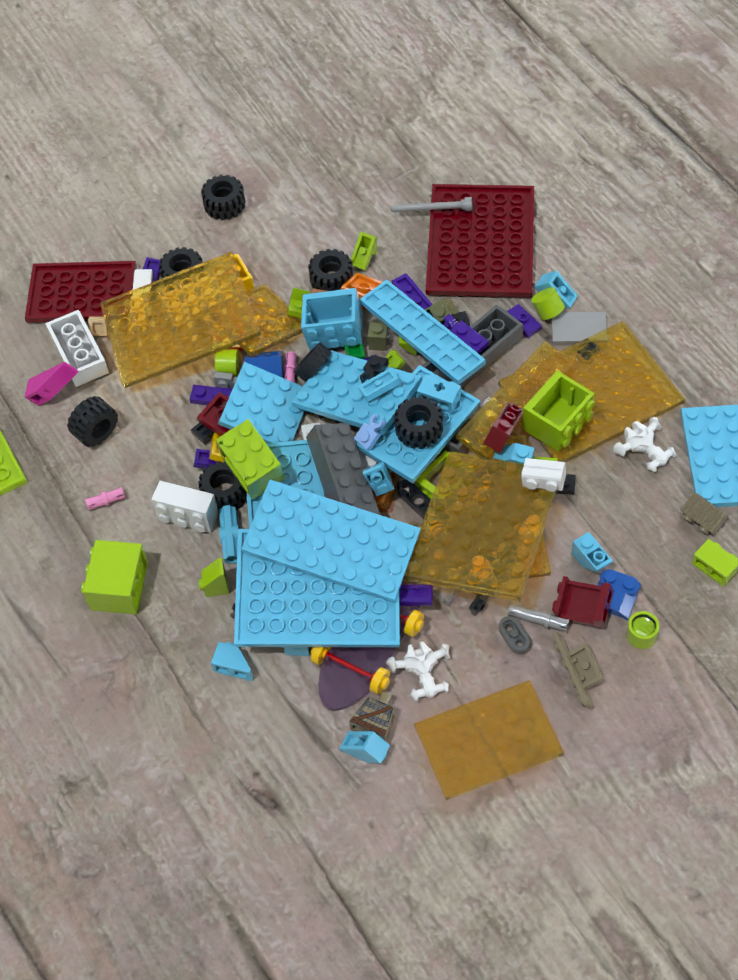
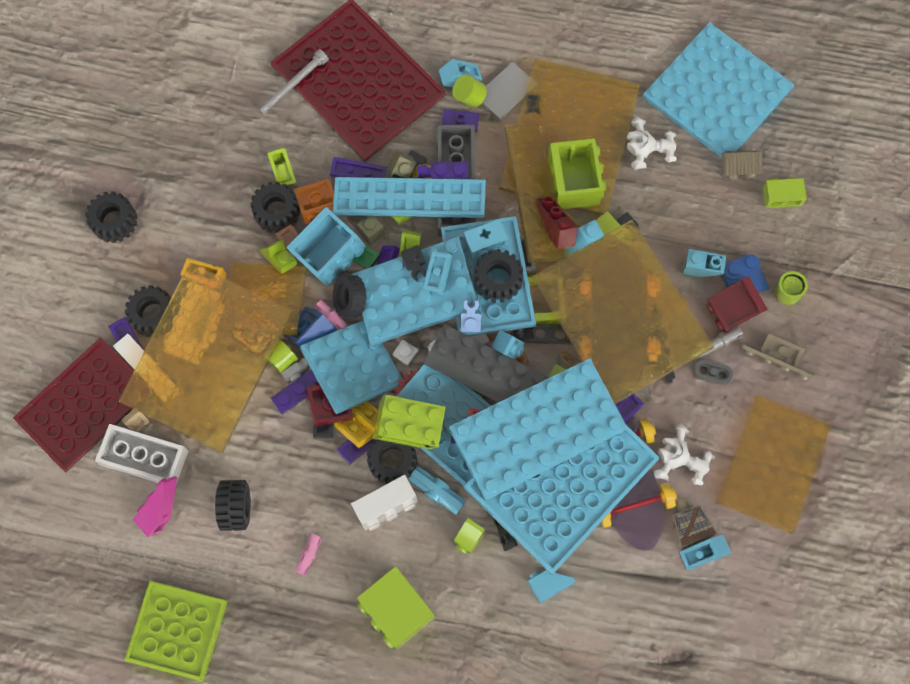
camera: 50 degrees left, 15 degrees up
(543, 474) = (632, 236): white brick -> none

